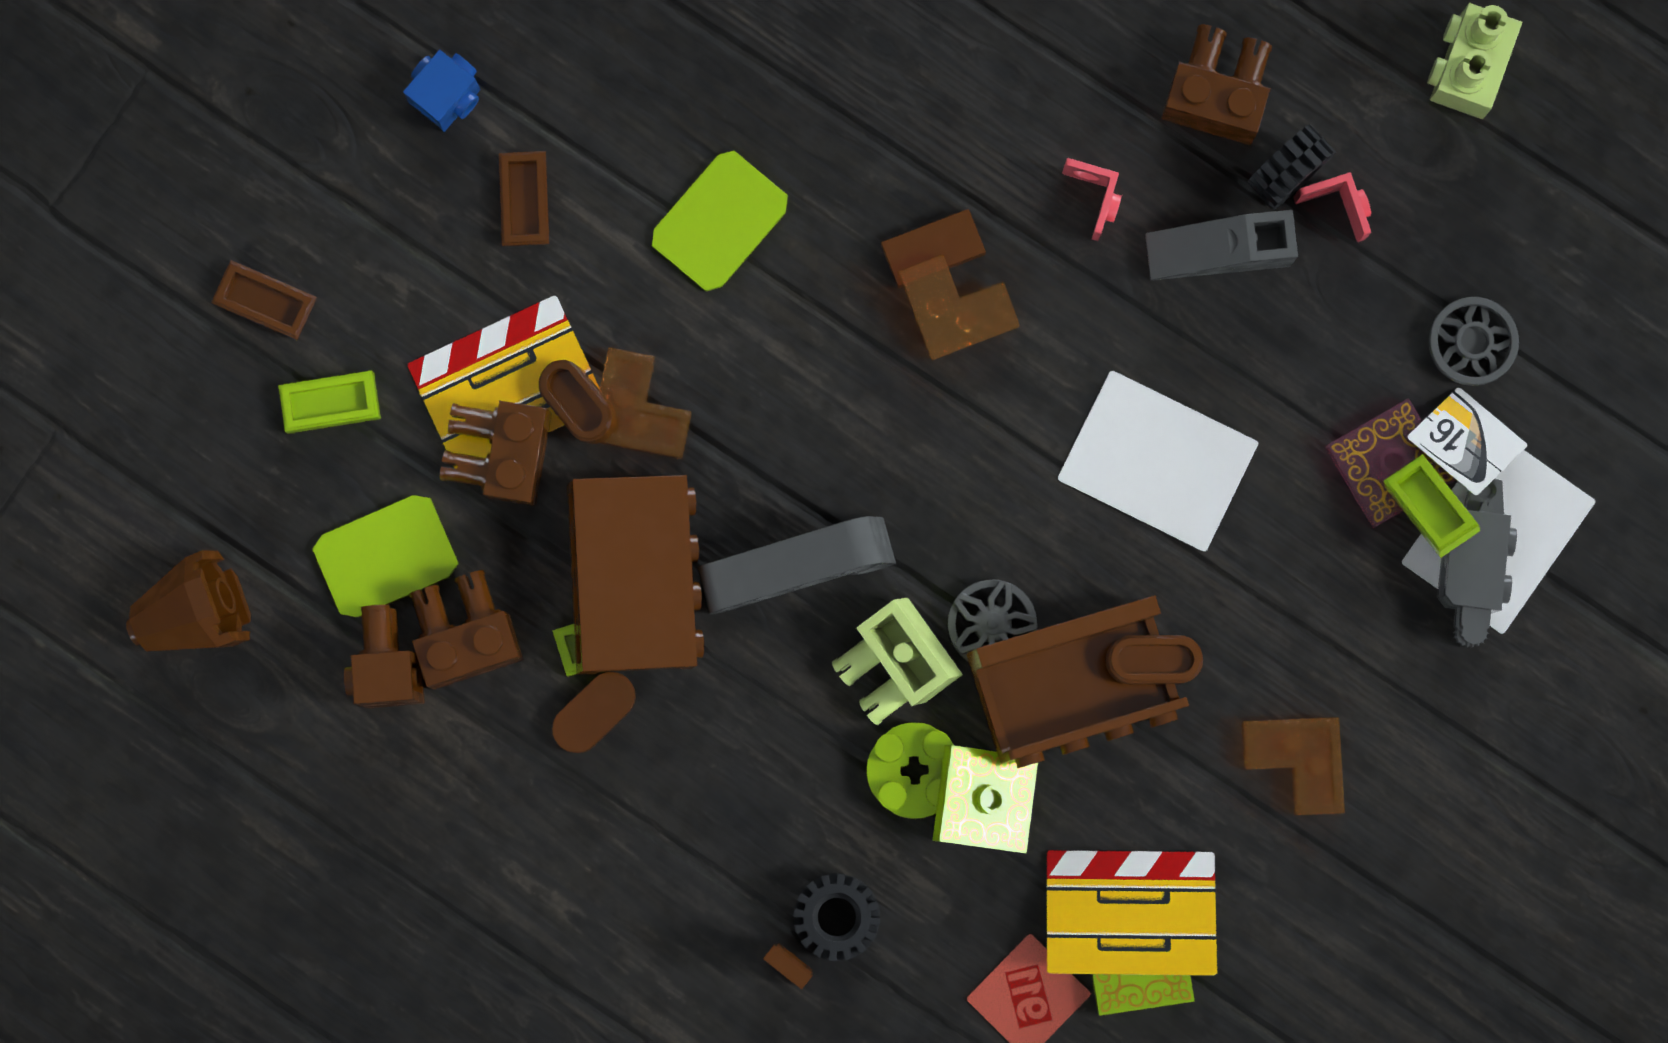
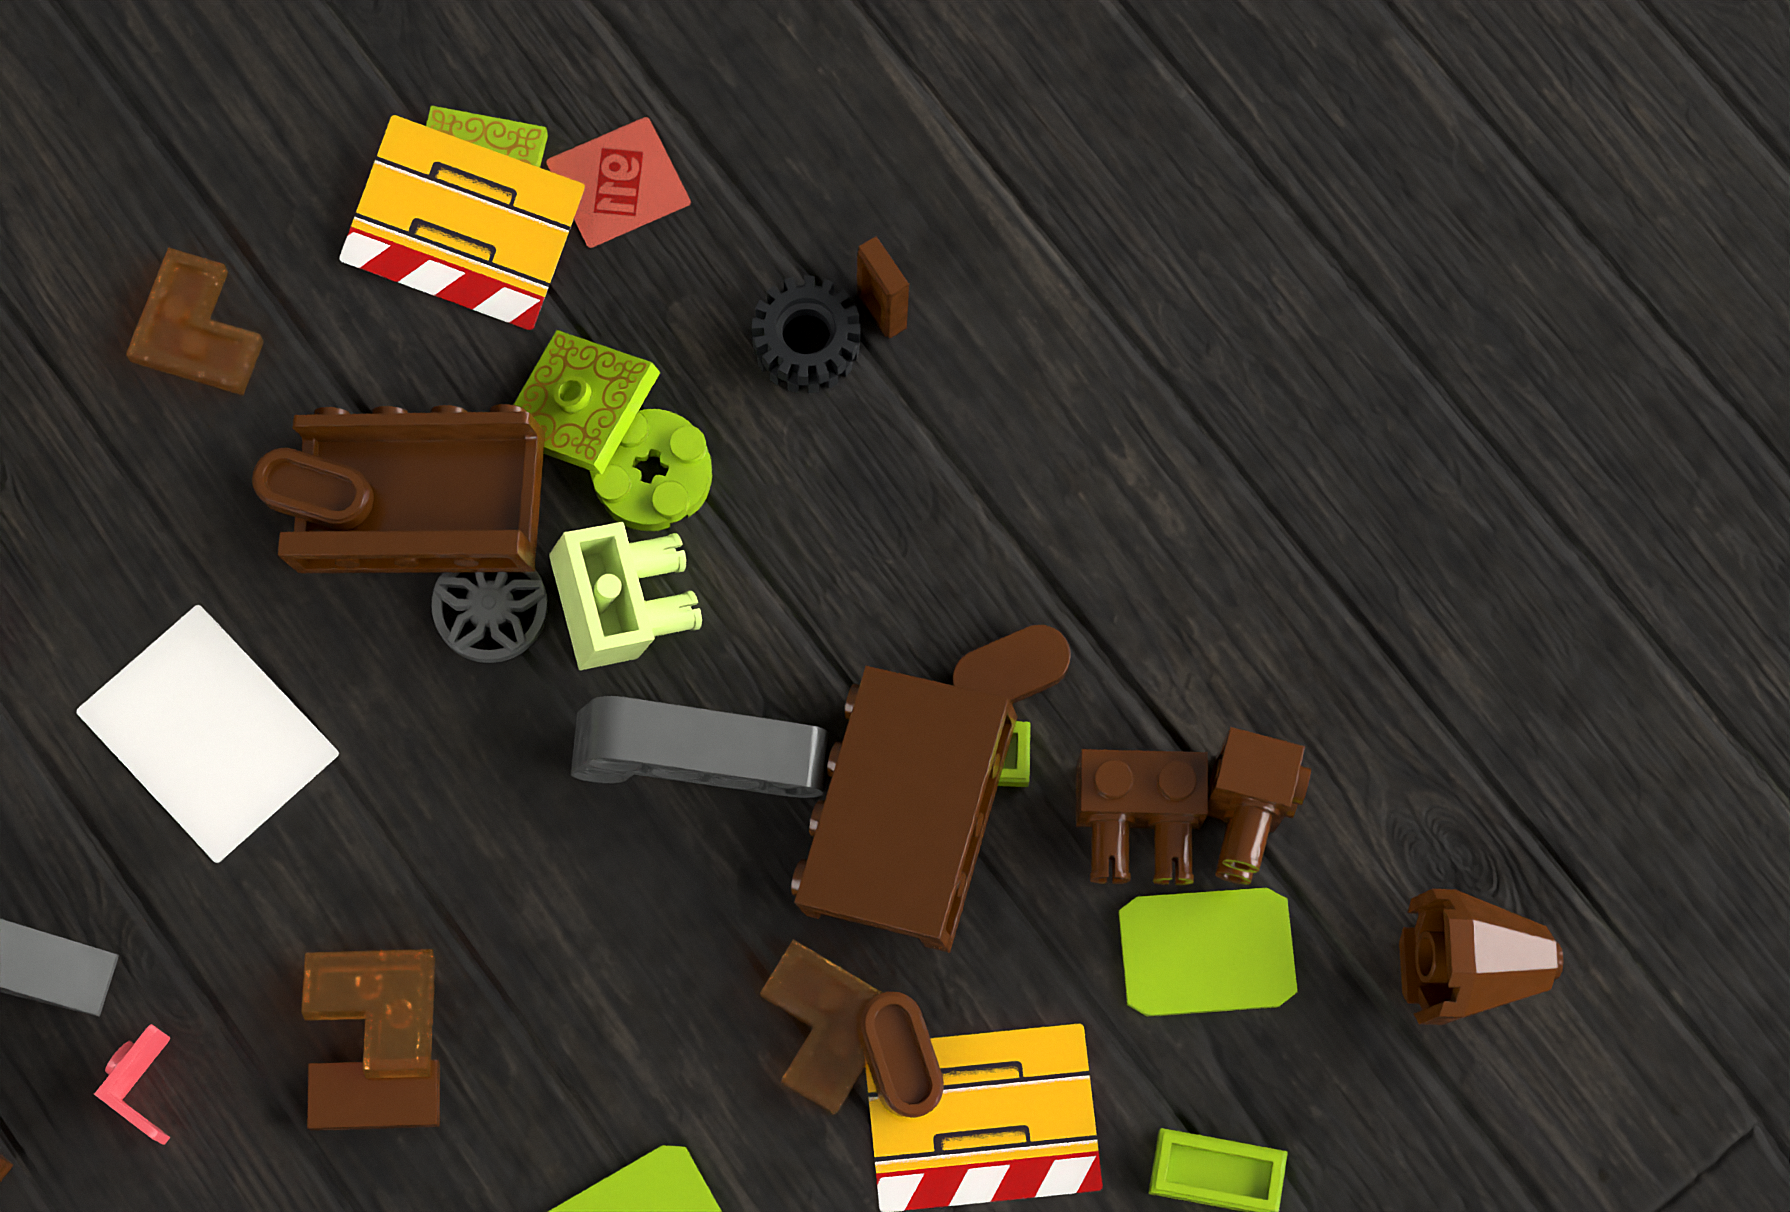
camera: 165 degrees left, 10 degrees down
(516, 454) = (991, 1027): reddish brown brick -> none

